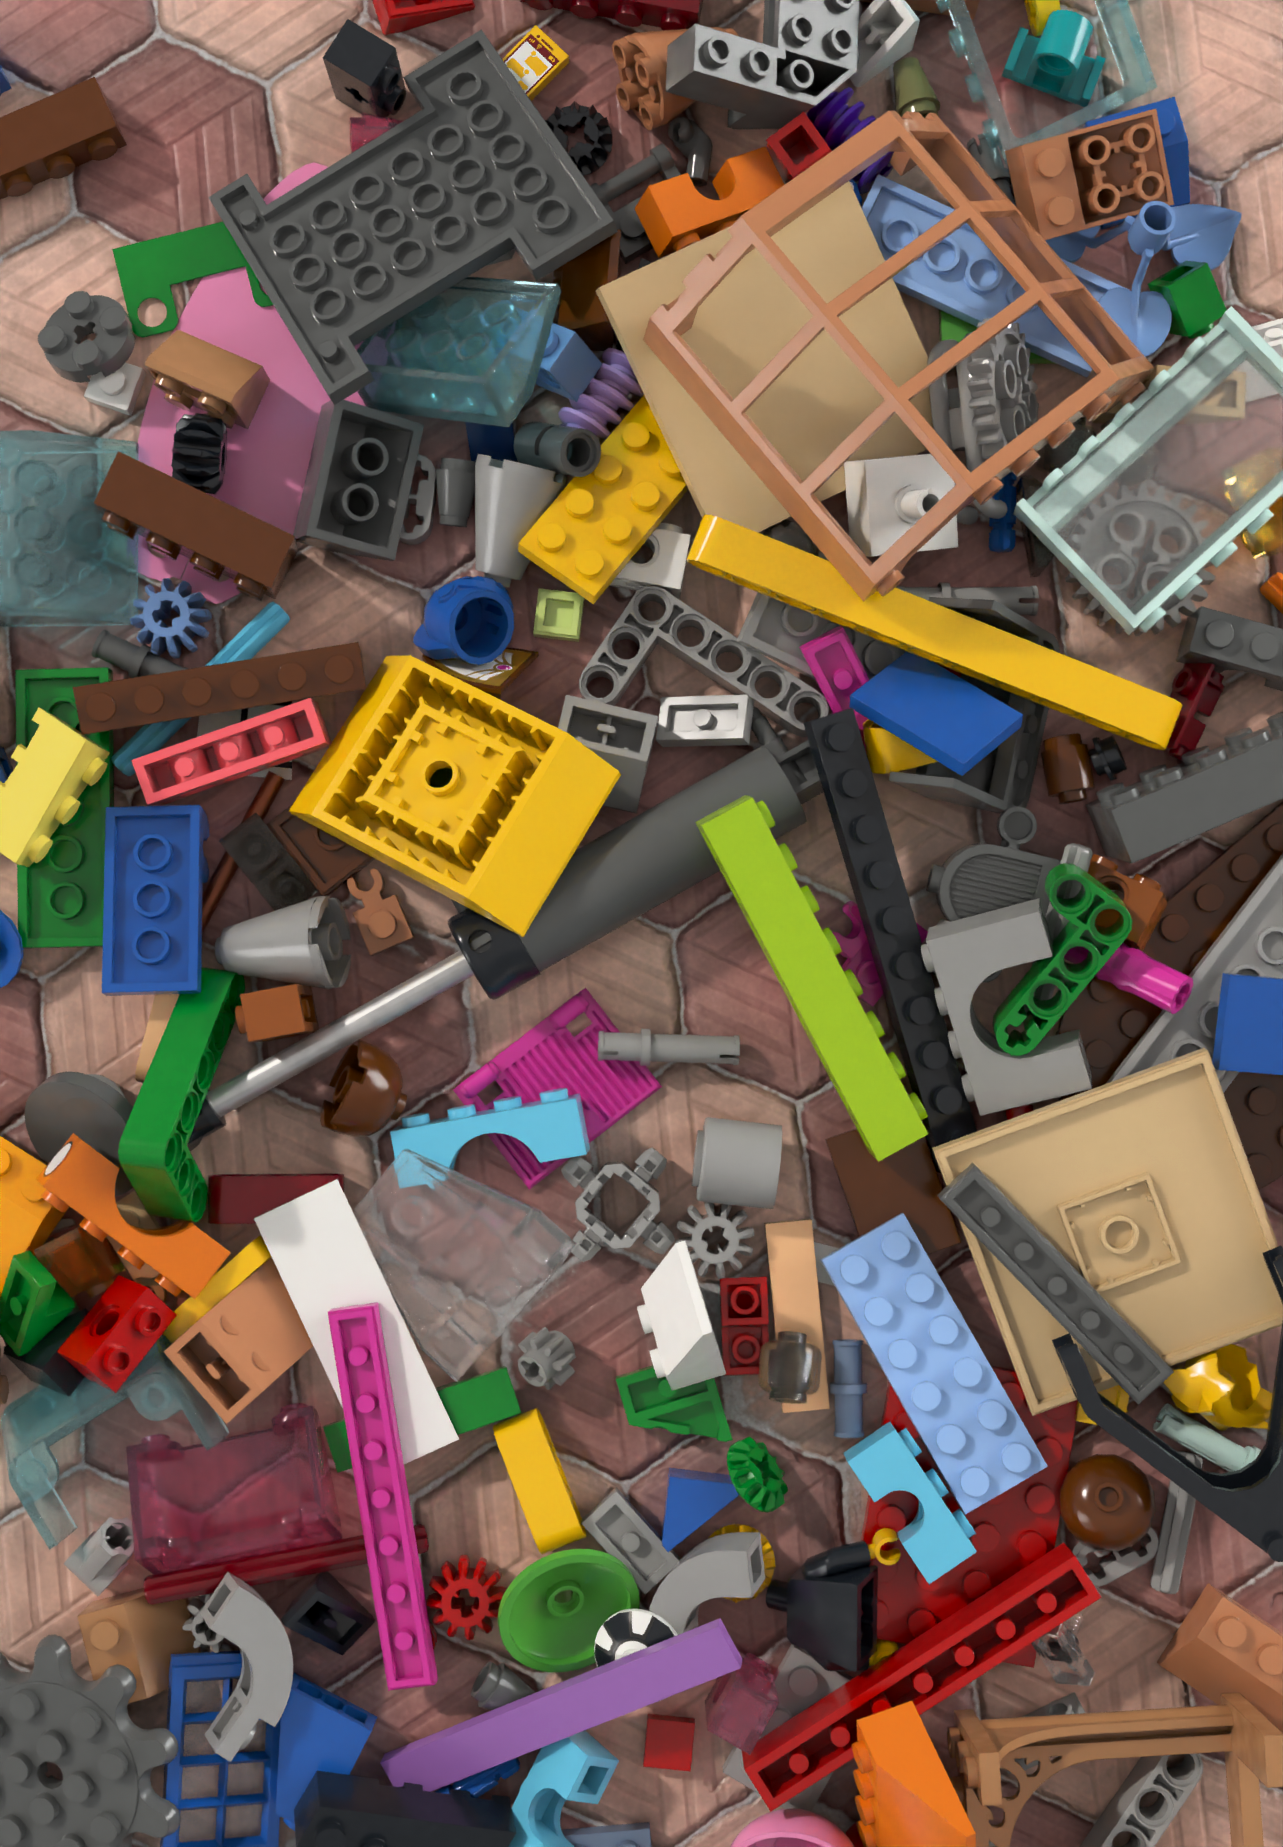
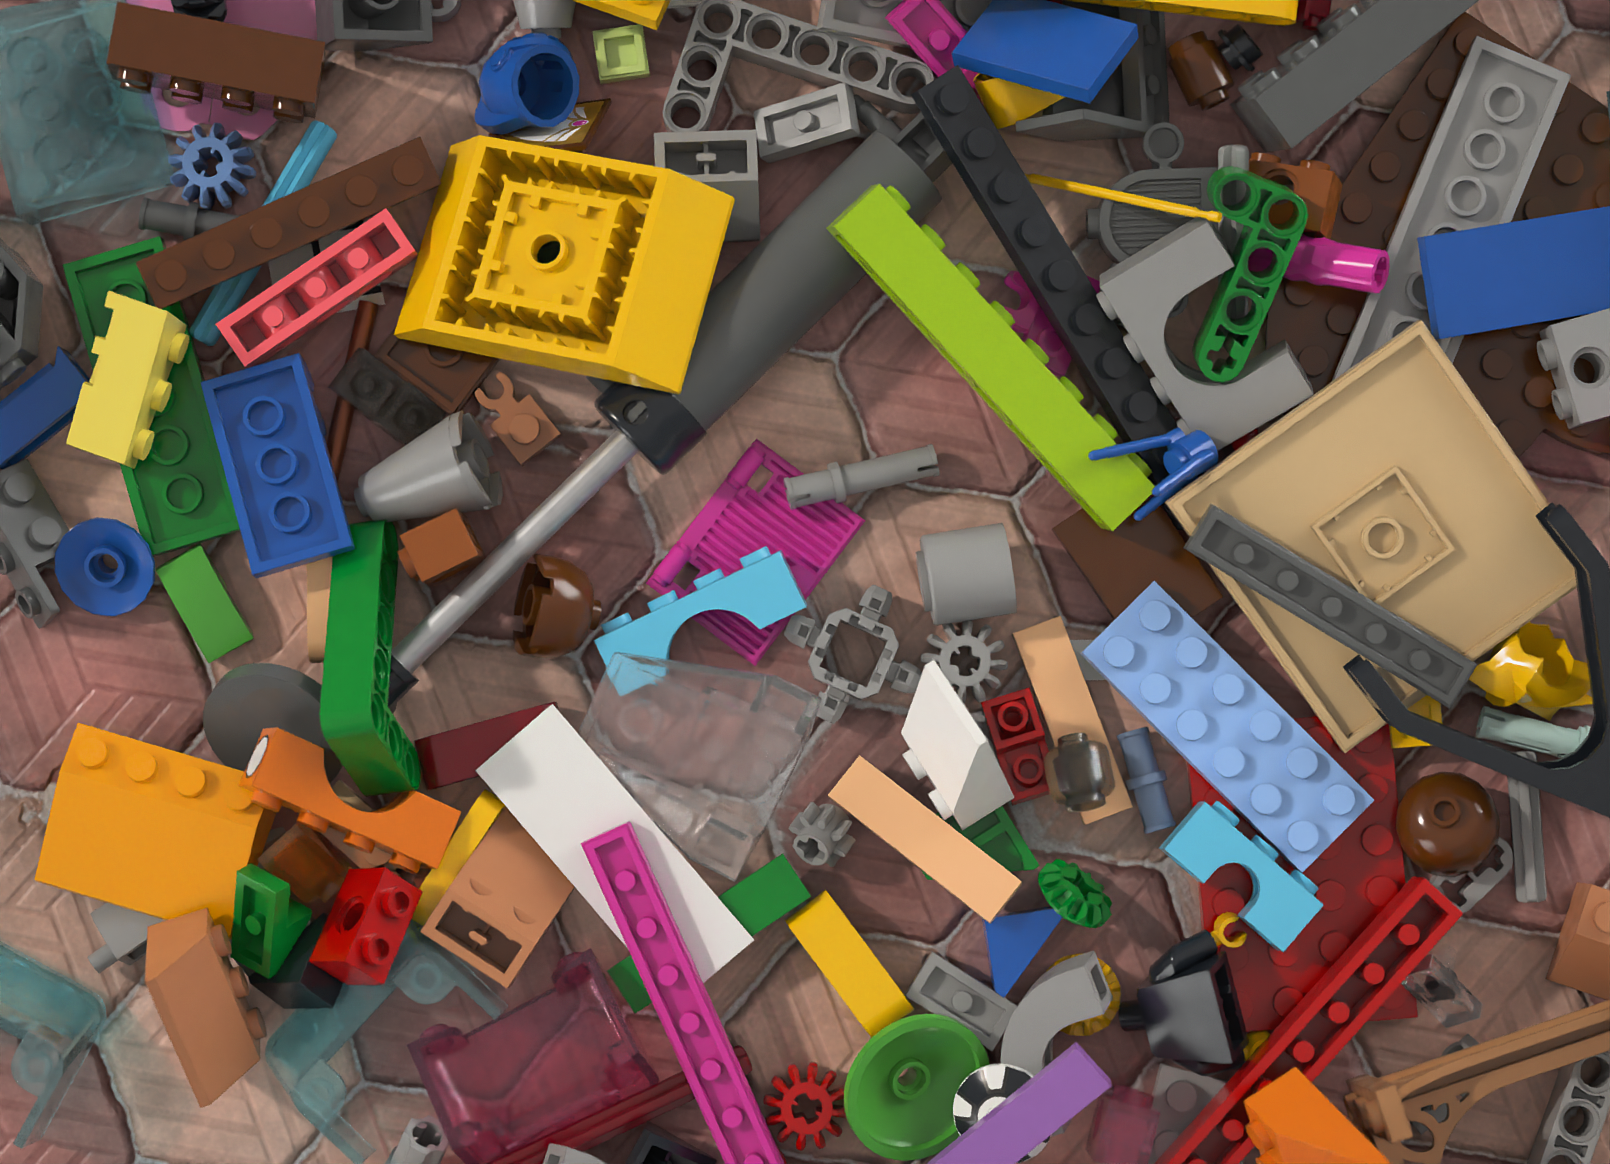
camera: 20 degrees left, 0 degrees up
(58, 1002) = (204, 603): none -> bright green slope
(636, 1390) = (925, 839): none -> light nougat tile
(960, 1115) = (1184, 461): none -> blue plant
(969, 865) = (1123, 197): none -> yellow piece

